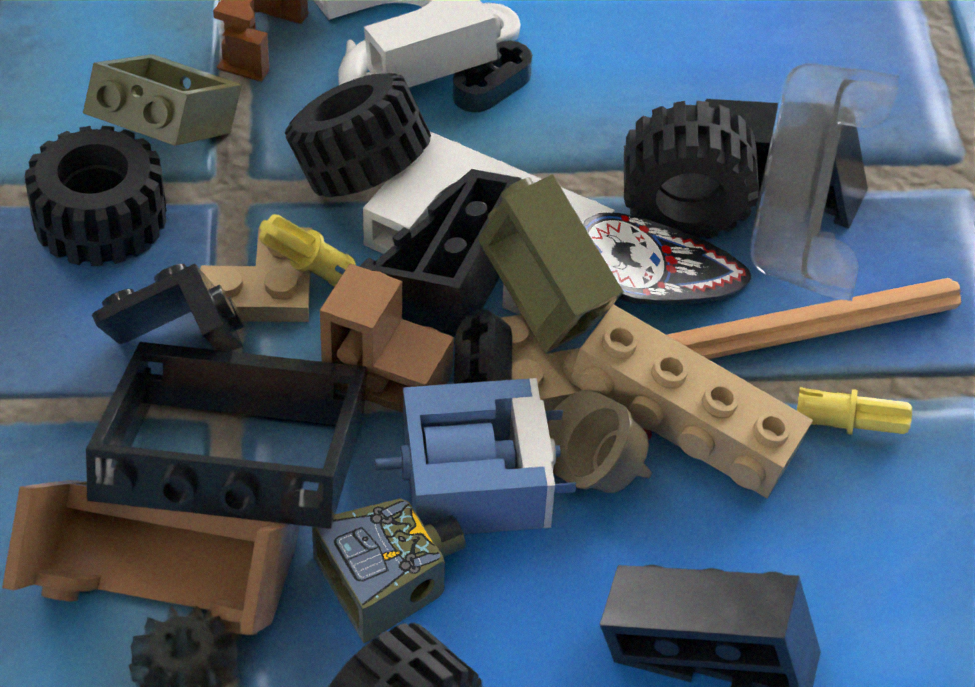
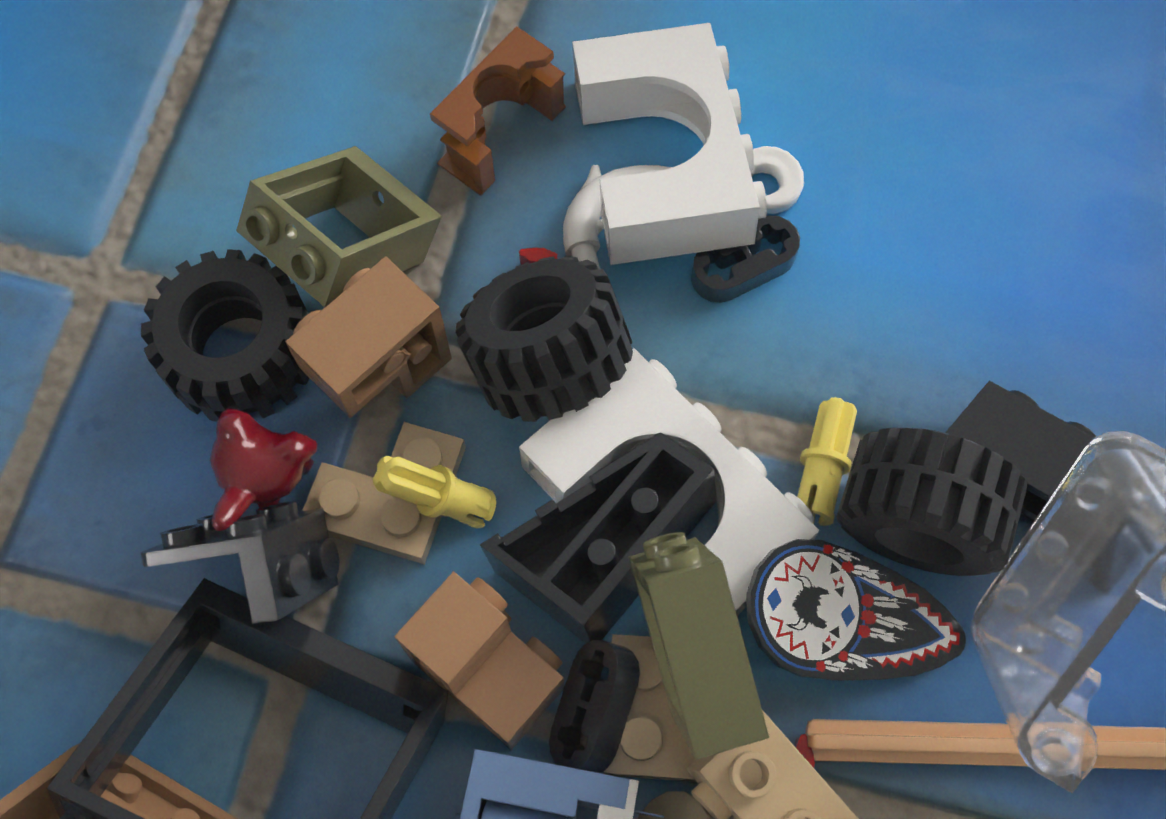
camera: 20 degrees right, 20 degrees up
(157, 246) = (255, 465): none -> dark red animal
(224, 159) = (372, 337): none -> medium nougat brick
(602, 179) = (827, 458): none -> light yellow axle

